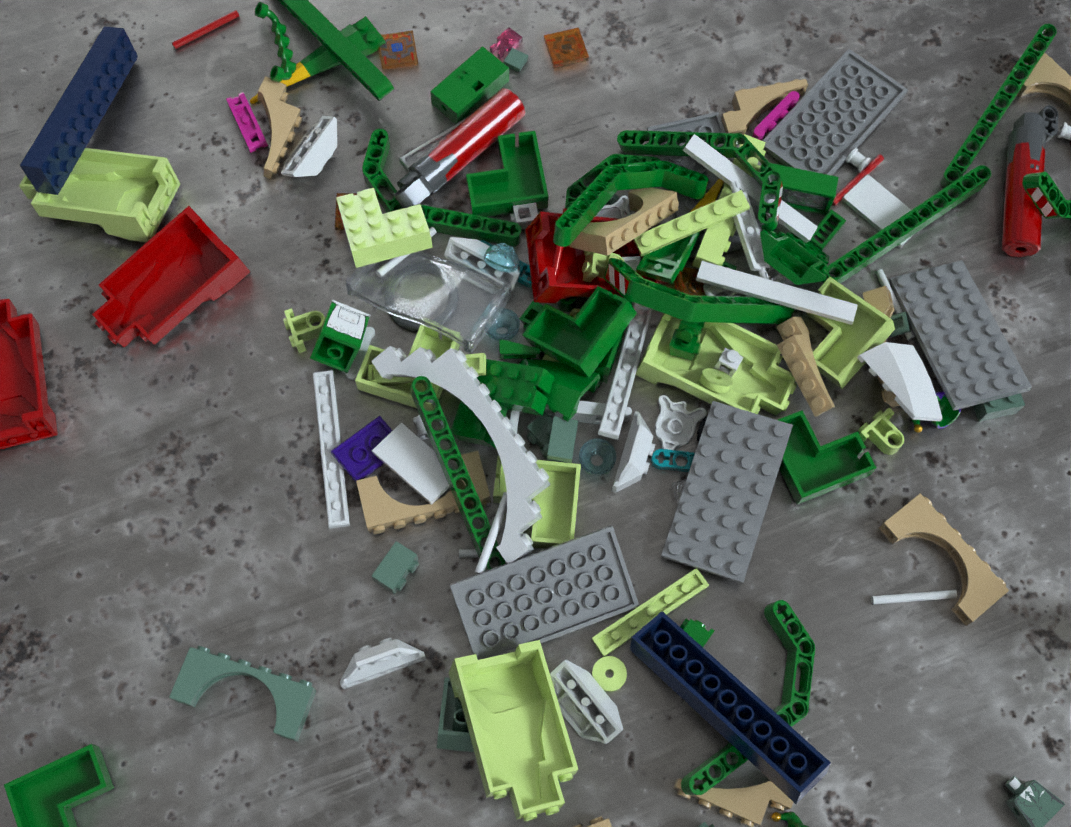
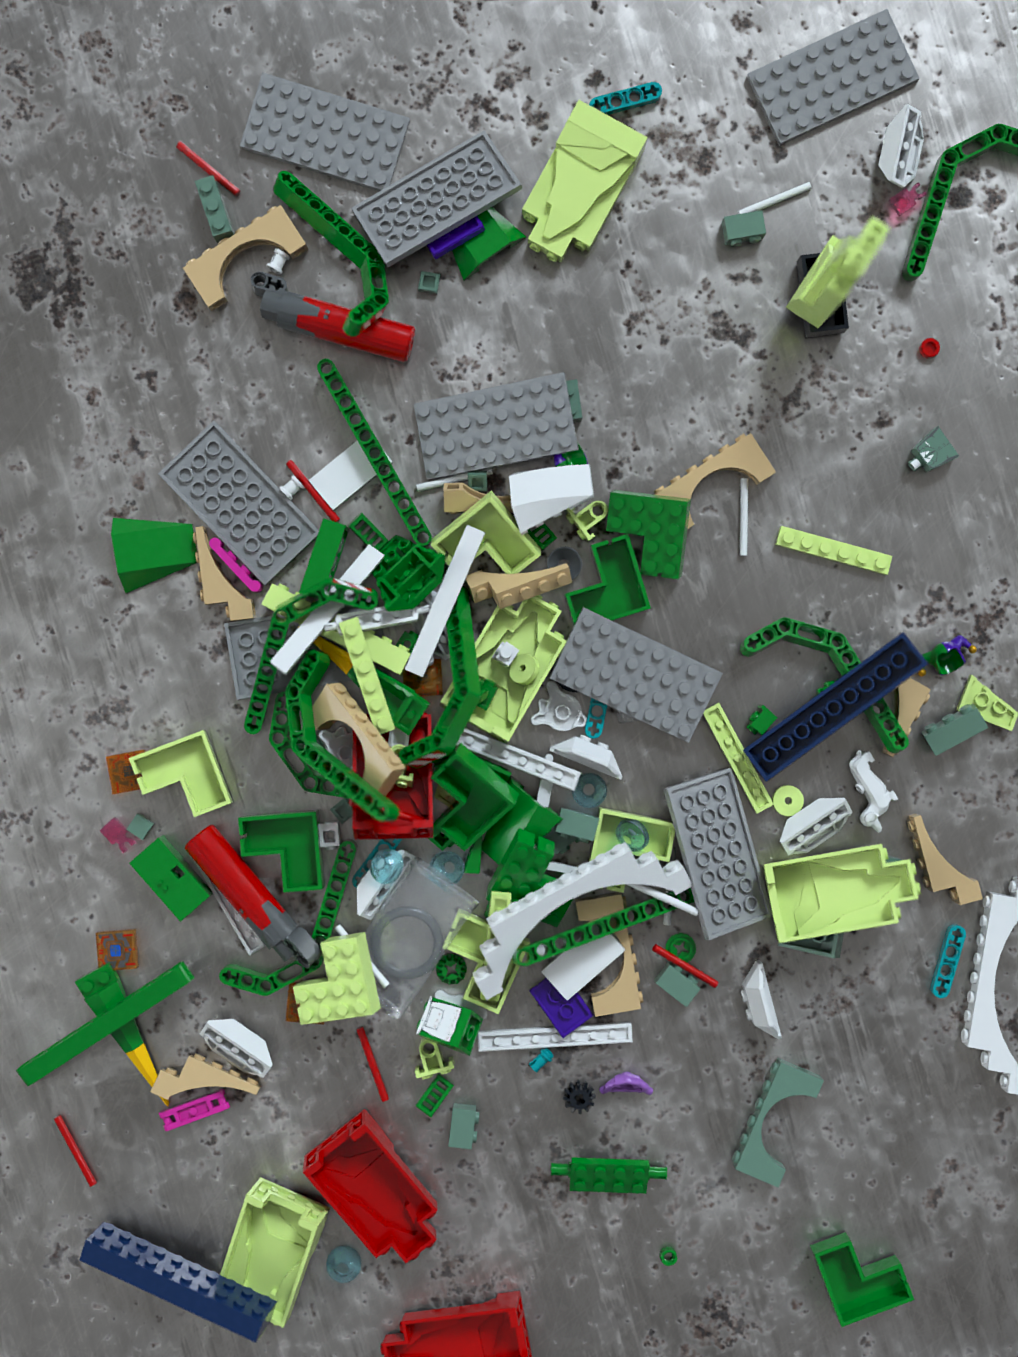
camera: 80 degrees left, 20 degrees up
(86, 581) = (664, 1251): none -> green axle
(95, 270) = (347, 1256): none -> clear light blue piece
(183, 514) = (608, 1174): none -> green plate
(234, 362) = (462, 1126): none -> sand green brick
(256, 320) = (423, 1108): none -> green slope
(265, 469) = (570, 1097): none -> black gear
(277, 73) = (100, 1072): green bar -> none
(283, 524) = (626, 1083): none -> medium lavender piece
(295, 275) = (372, 1064): none -> red bar
(310, 438) = (545, 1056): none -> teal pin
(406, 338) = (450, 960): none -> green gear
(415, 574) = (685, 966): none -> red bar
(431, 560) = (689, 945): none -> green gear
(561, 502) = (635, 831): none -> clear light blue piece
(580, 89) = (191, 763): none -> yellowish green piece
(633, 770) = (873, 789): none -> white animal
(774, 47) = (150, 550): none -> green wedge
(840, 413) = (568, 554): none -> dark grey piece
(850, 397) = (548, 541): none -> green slope
(890, 504) = (660, 521): none -> green piece
(896, 702) = (833, 550): none -> yellowish green plate
(1001, 99) = (237, 328): green beam -> none

